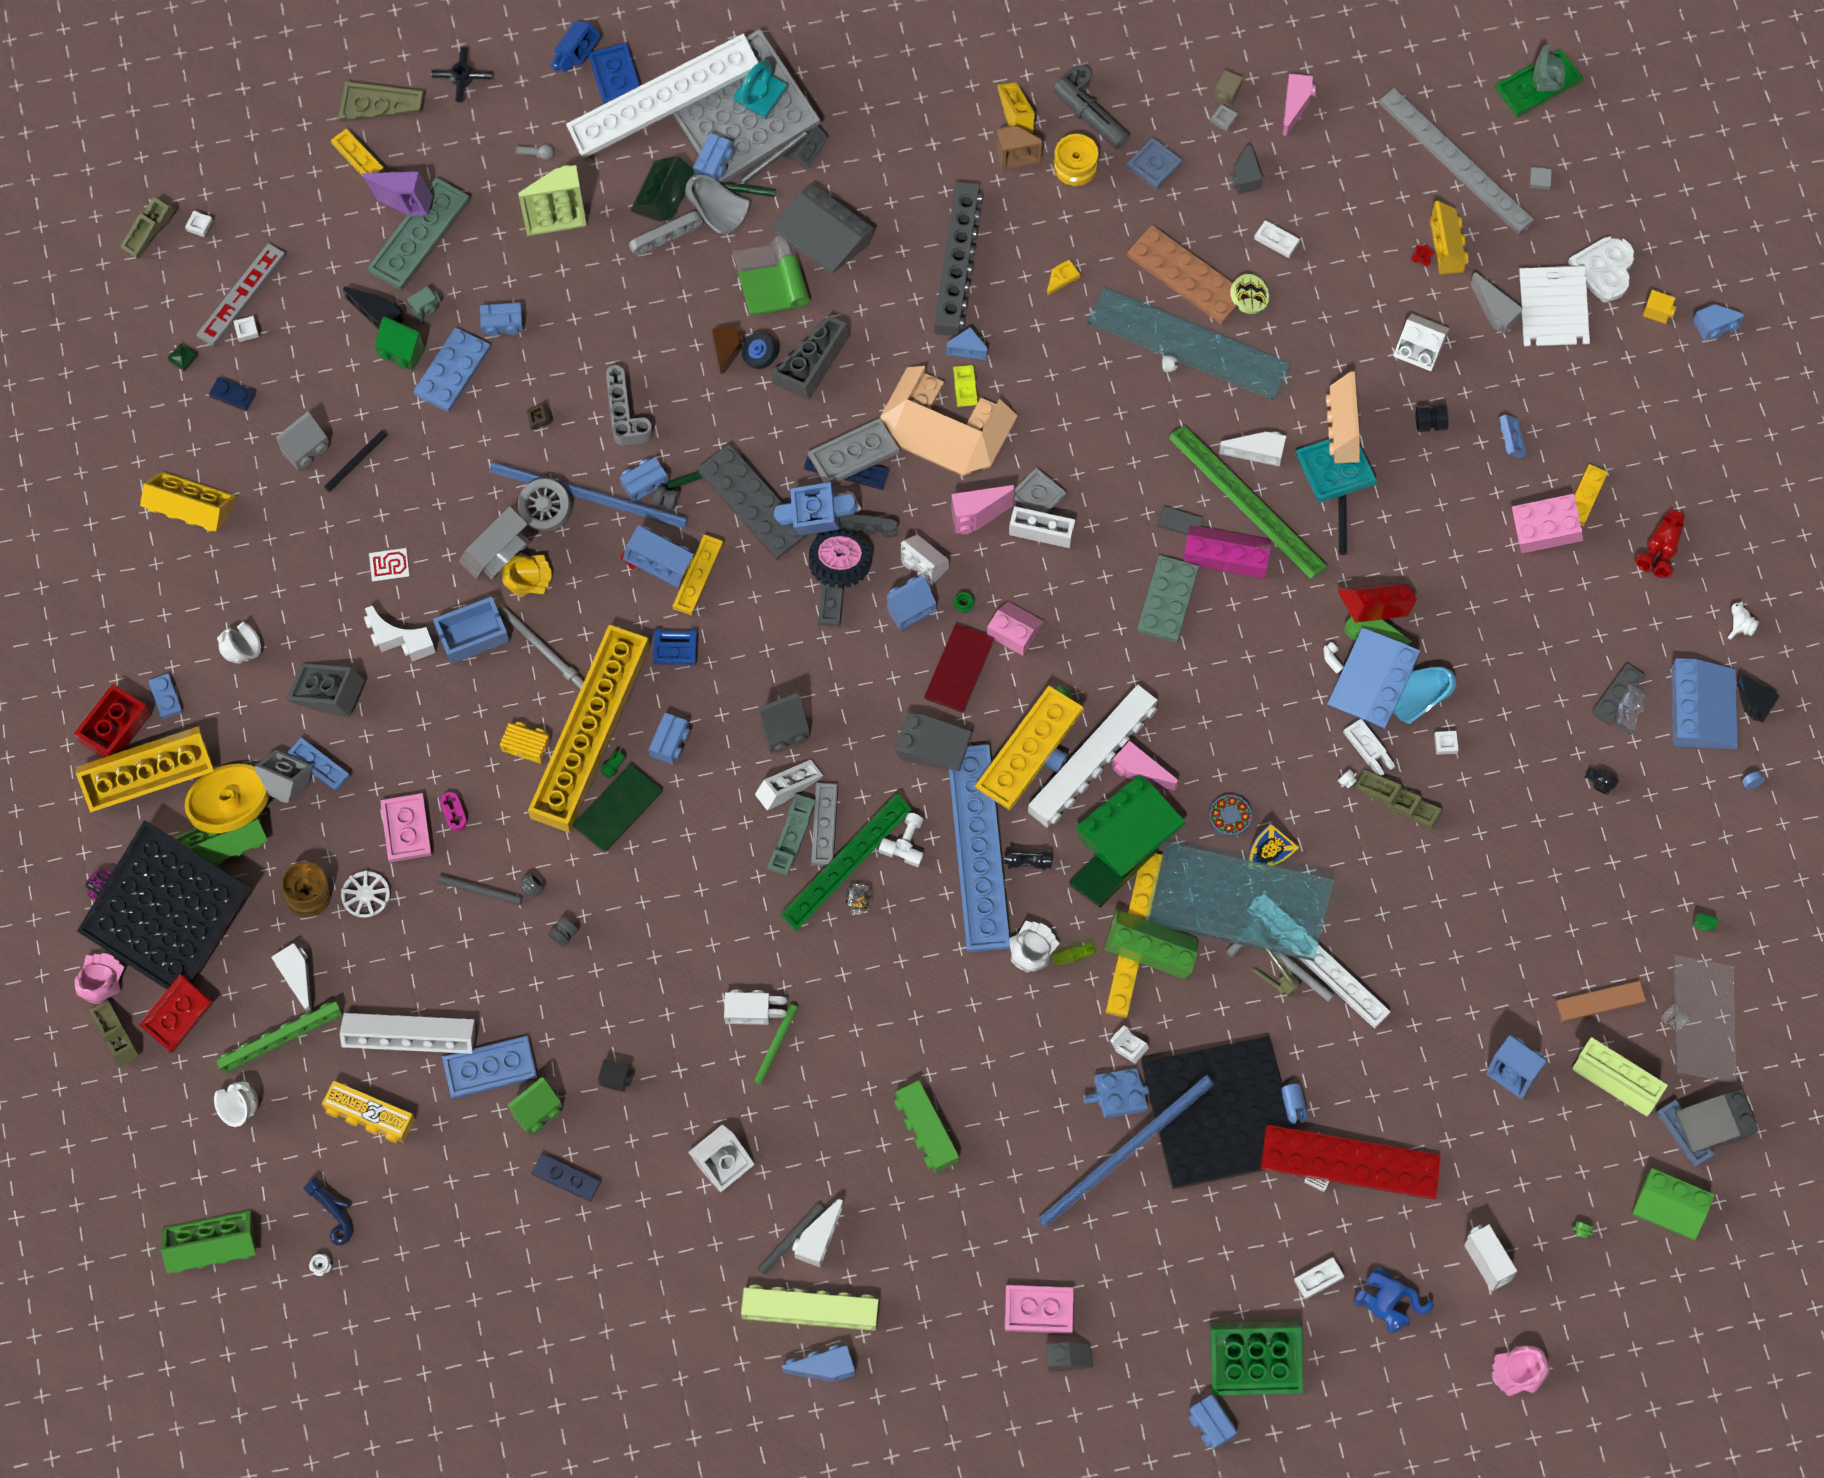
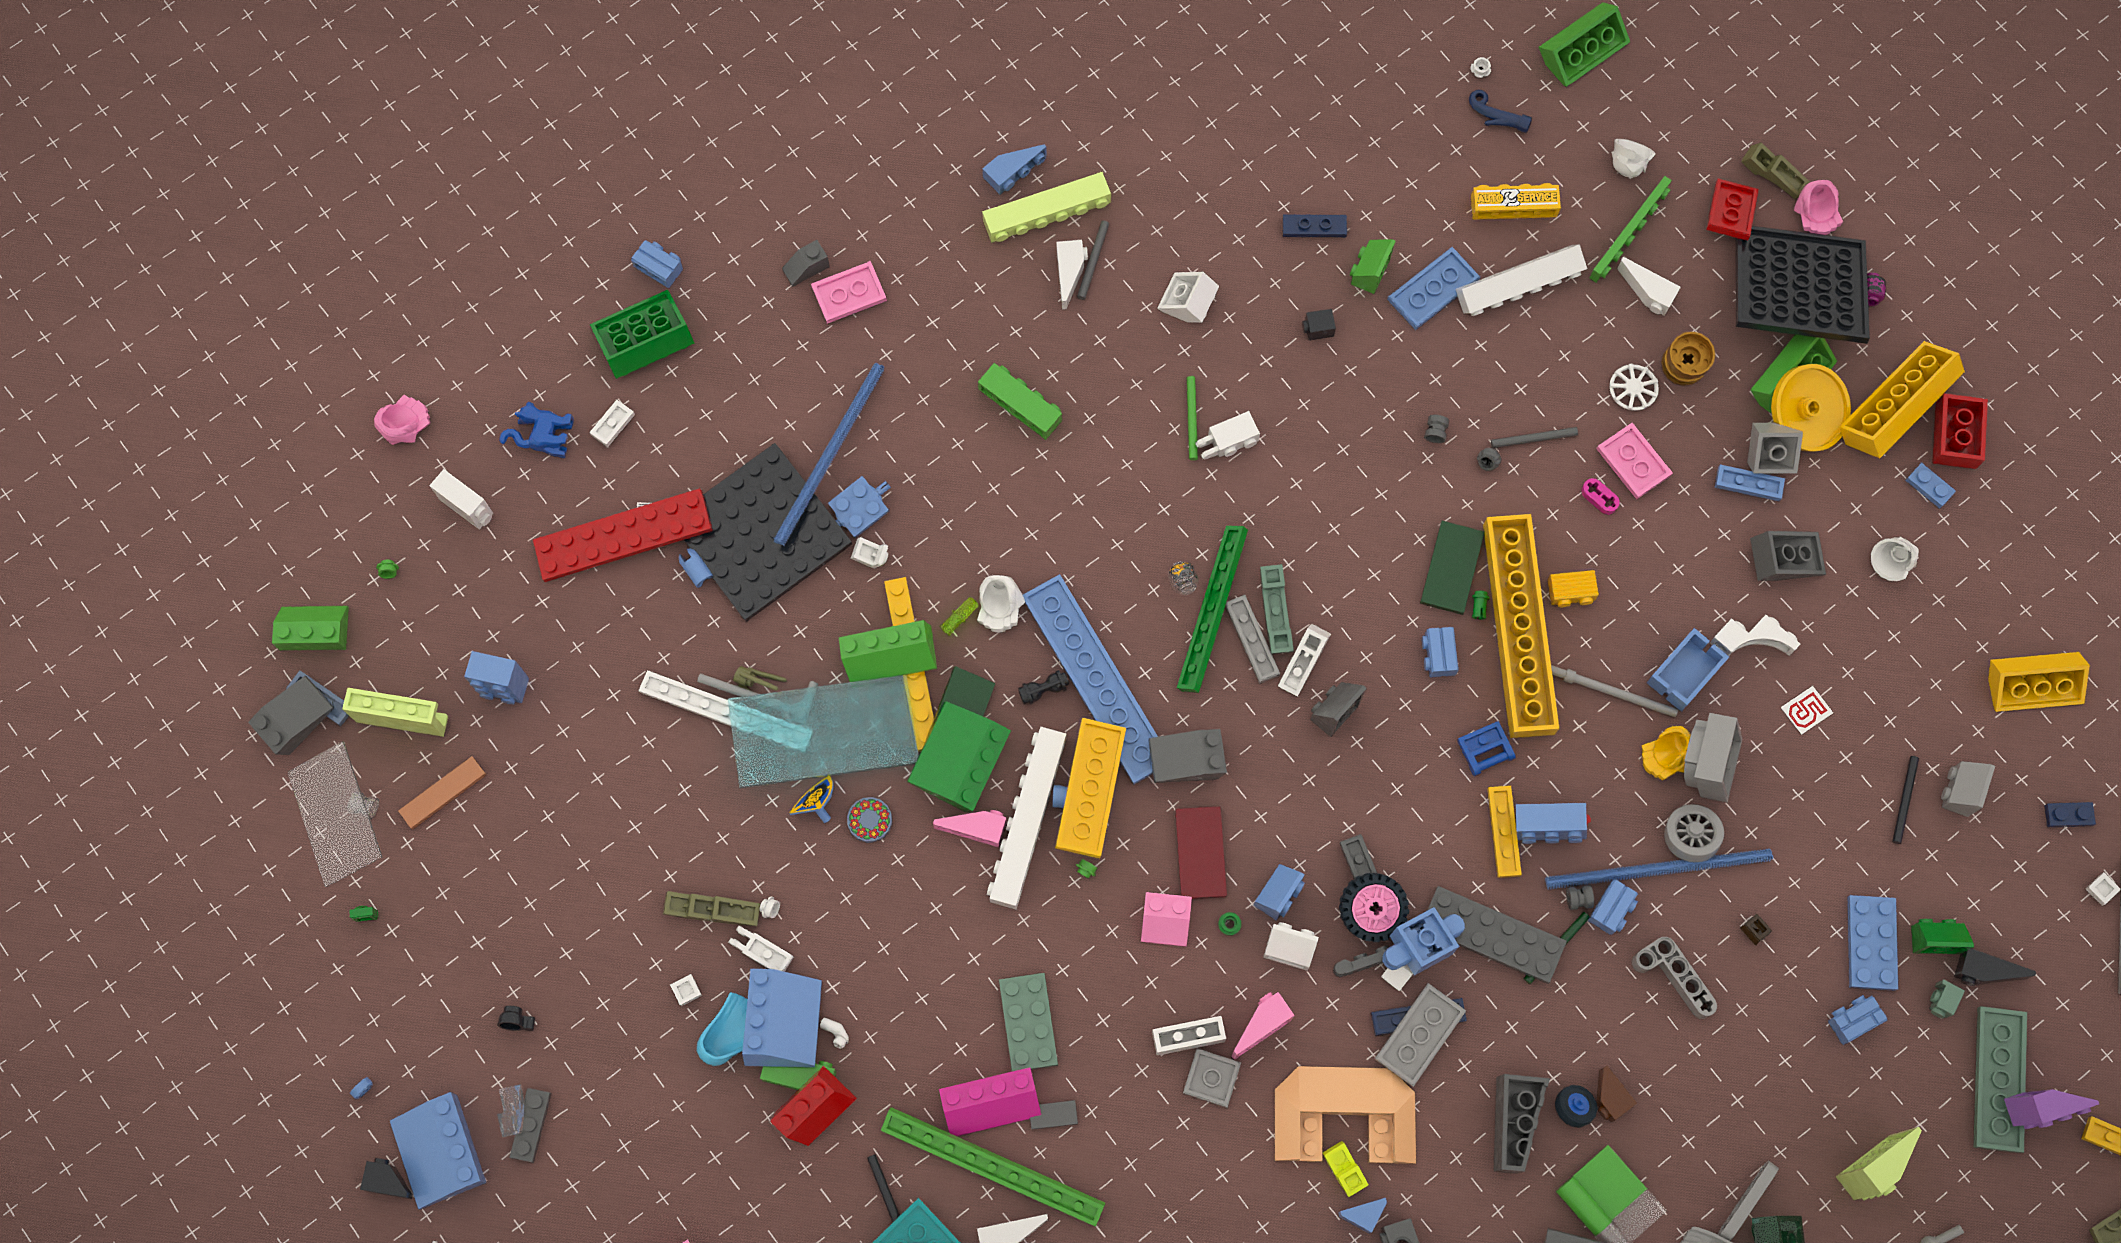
camera: 155 degrees right, 5 degrees up
(903, 847) = (1167, 647): white bar -> none

